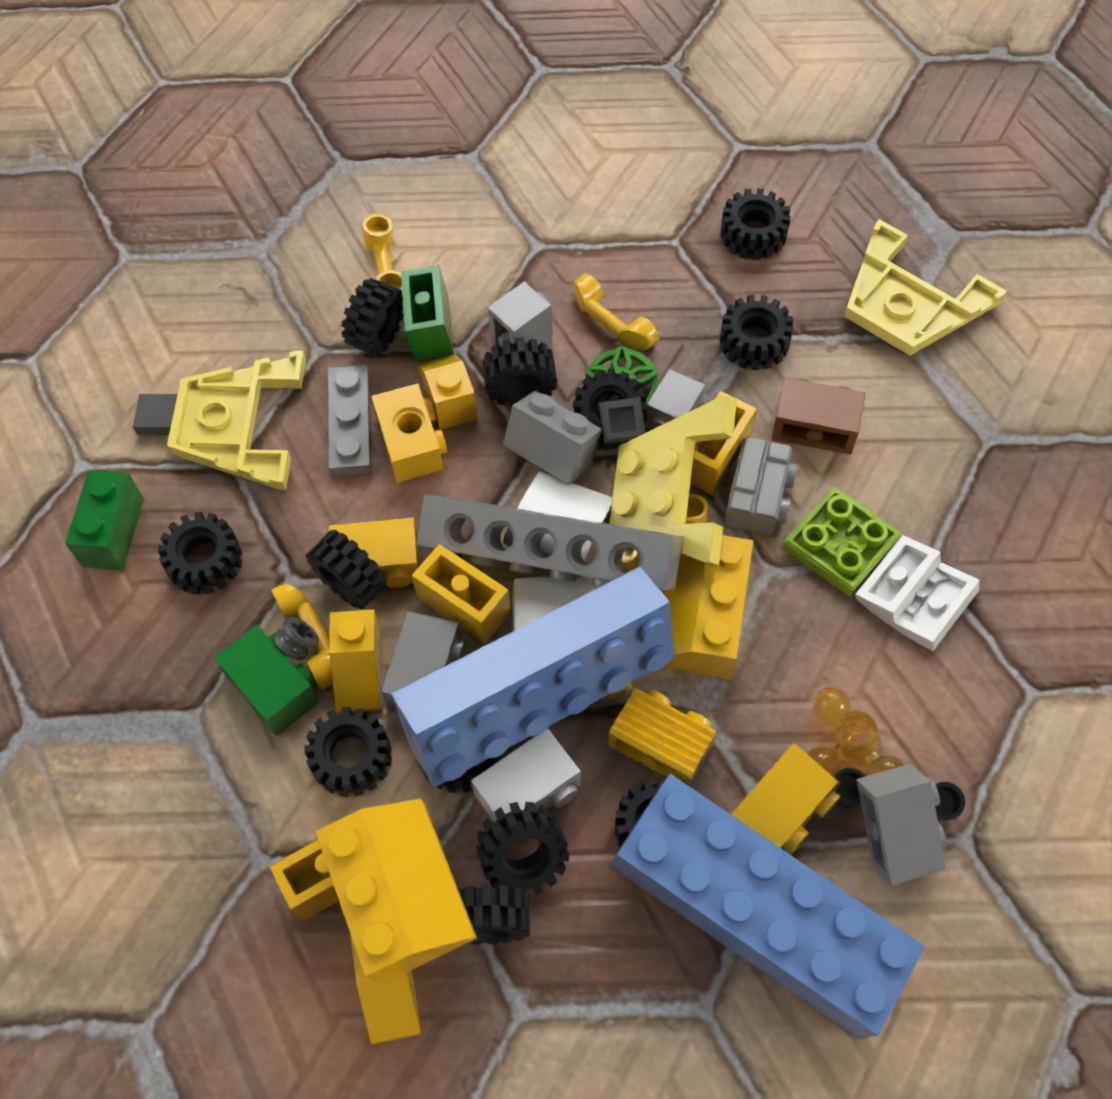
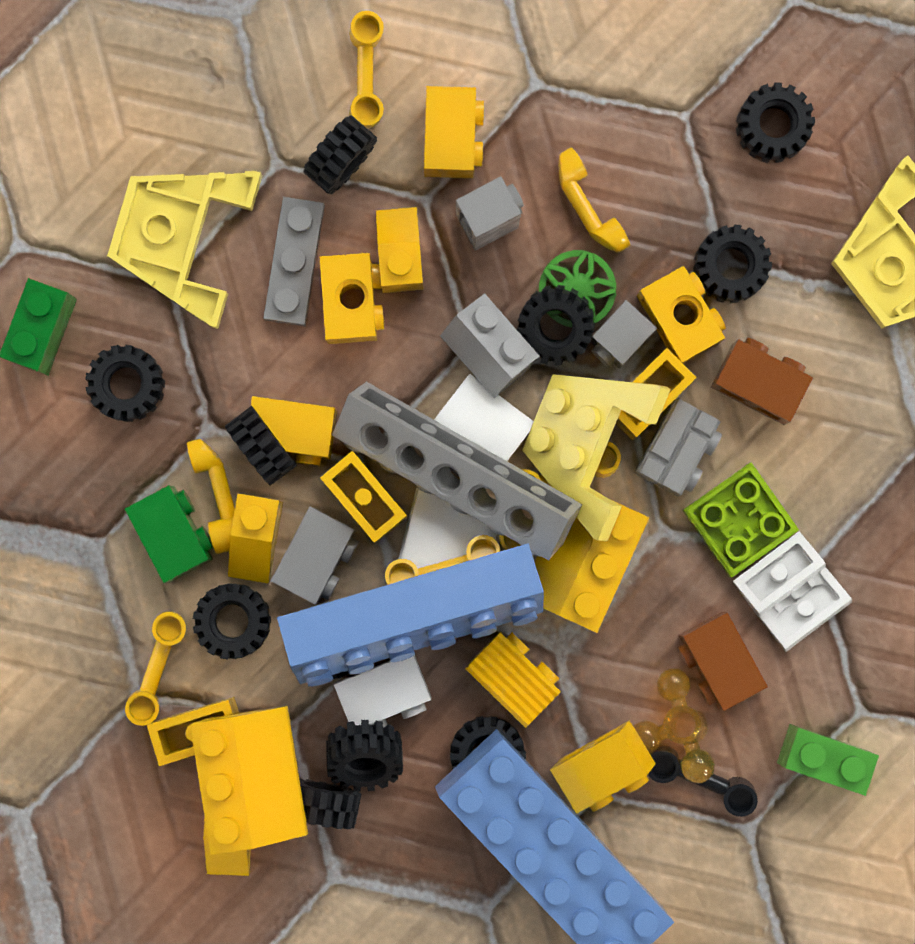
camera: 10 degrees right, 25 degrees up
(154, 414) = (100, 206): dark grey tile -> none
(281, 780) = (143, 704): none -> yellow bar
(296, 638) = (202, 505): dark grey bush -> none
(426, 313) = (396, 162): green brick -> none
(470, 284) = (450, 132): none -> yellow brick
(518, 371) = (474, 263): black tyre -> none
(621, 420) = (562, 352): dark grey tile -> none
(719, 359) = (659, 303): none -> yellow brick
(873, 668) = (722, 662): none -> dark orange brick
(902, 823) = (694, 815): light grey brick -> none
(1020, 737) = (827, 759): none -> bright green brick

